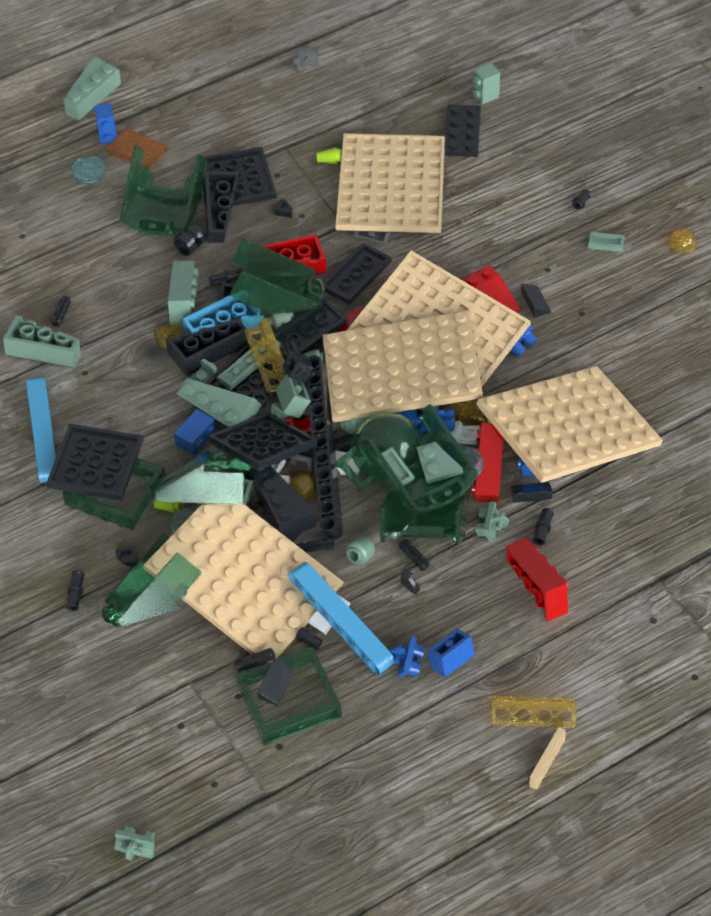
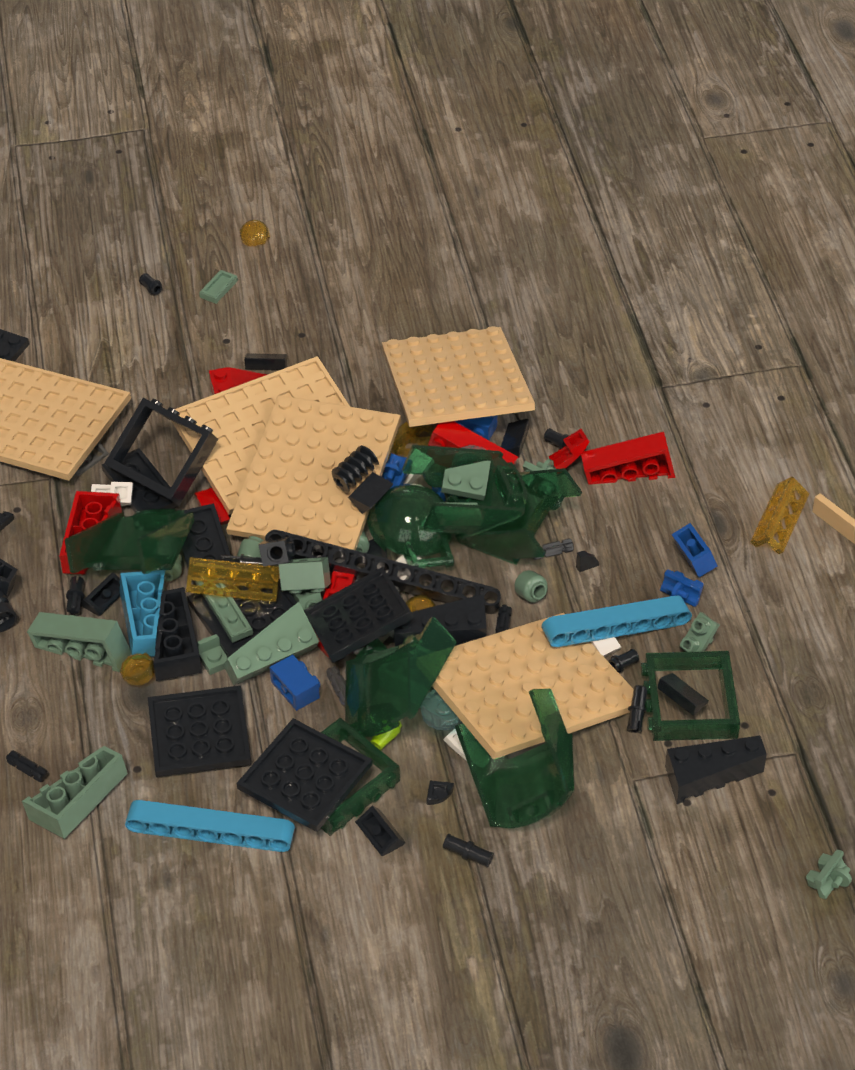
camera: 70 degrees left, 5 degrees down
(78, 532) = (379, 831): none -> black slope
(128, 392) = (198, 731): none -> black plate
(213, 725) = (712, 765): none -> black wedge
(334, 258) = (124, 489): none -> white slope
(348, 289) = (189, 470): none -> black window
(352, 681) = (699, 634): none -> sand green hips
(388, 402) = (369, 492): none -> black slope
(400, 382) = (353, 466): none -> black piece
(525, 530) = (576, 444): none -> red slope

